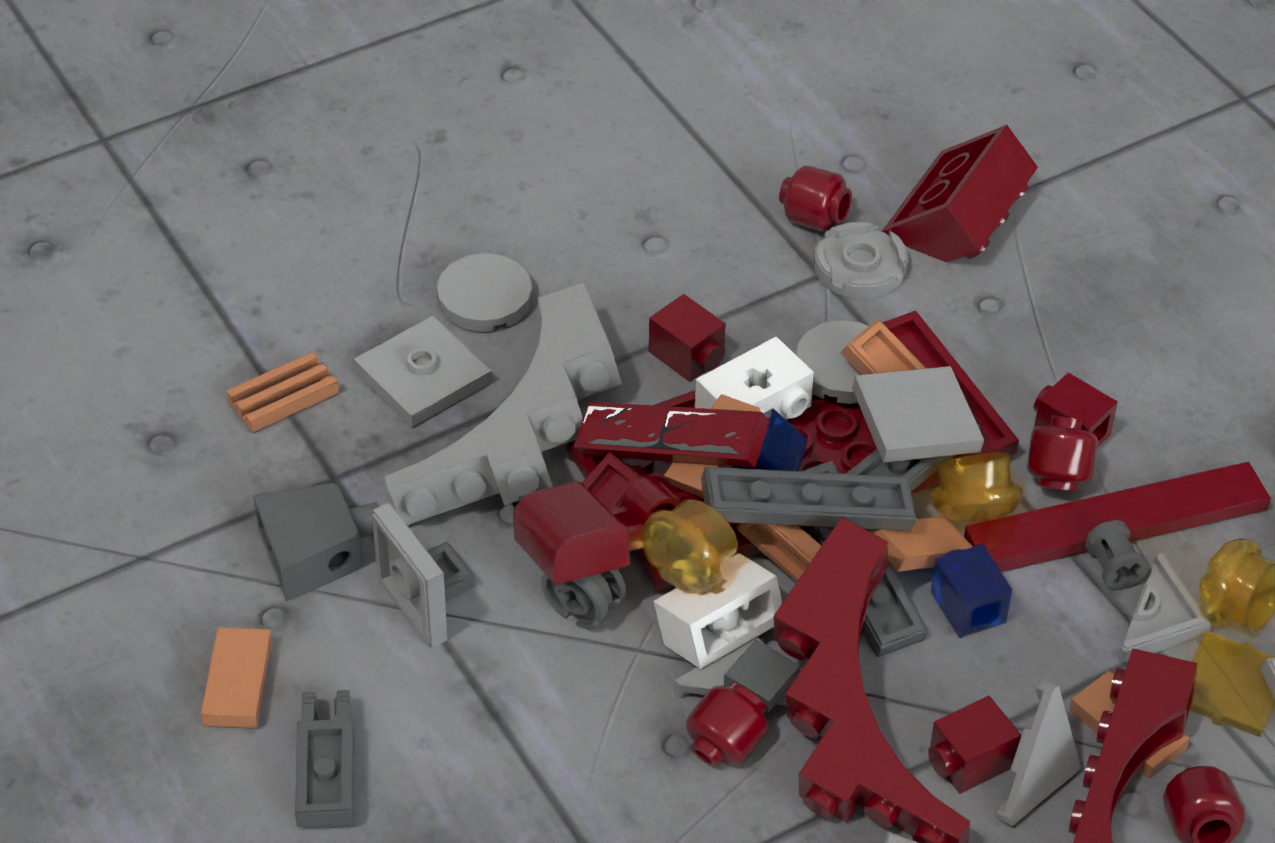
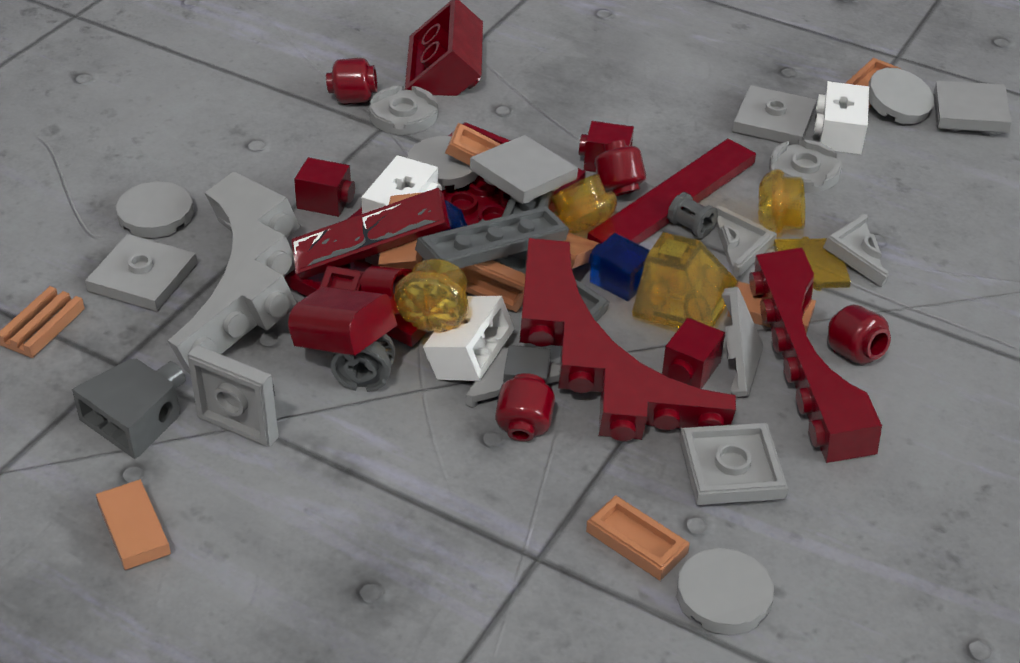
camera: 30 degrees left, 5 degrees down
(325, 764) = (246, 553): dark grey hinge -> none
(1018, 642) = (681, 282): none -> clear yellow slope

